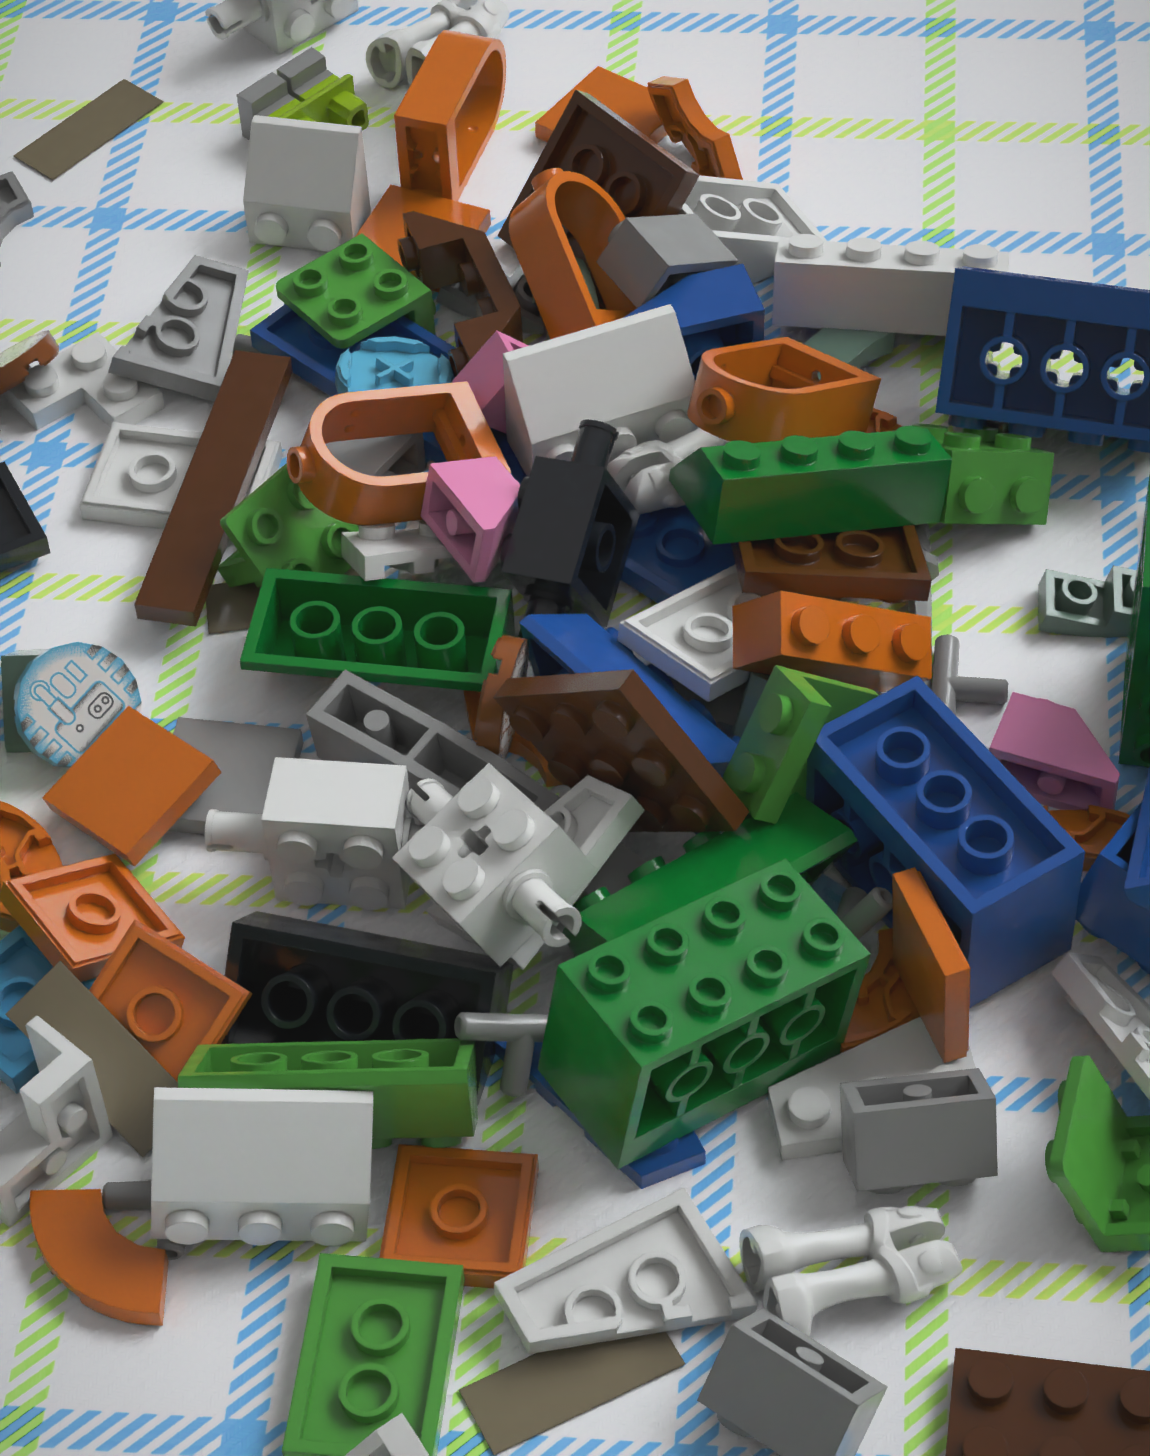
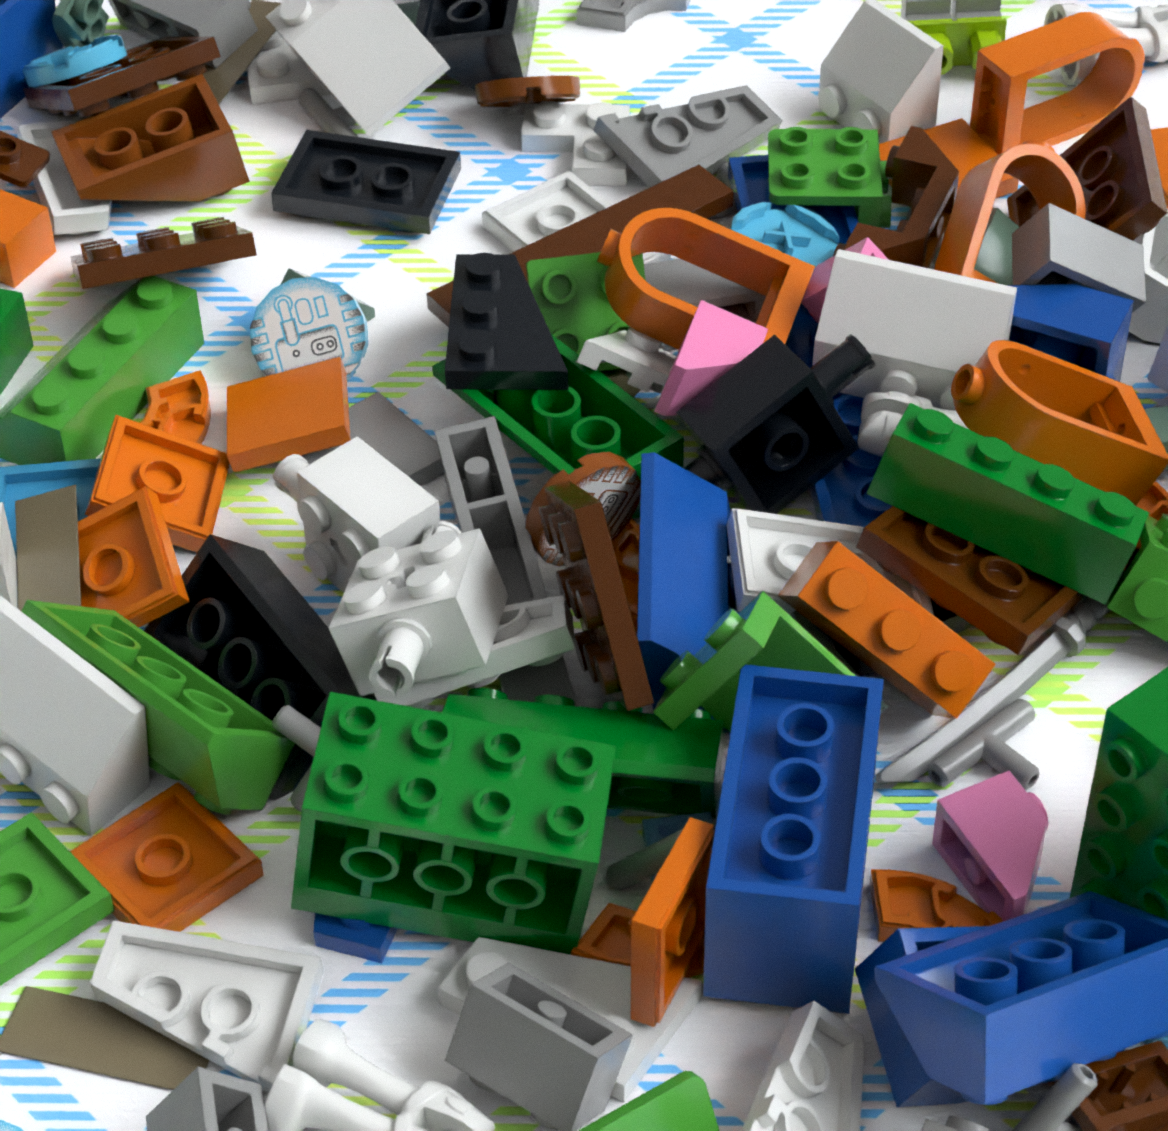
camera: 40 degrees right, 5 degrees down
(265, 595) = (498, 330): none -> black wing

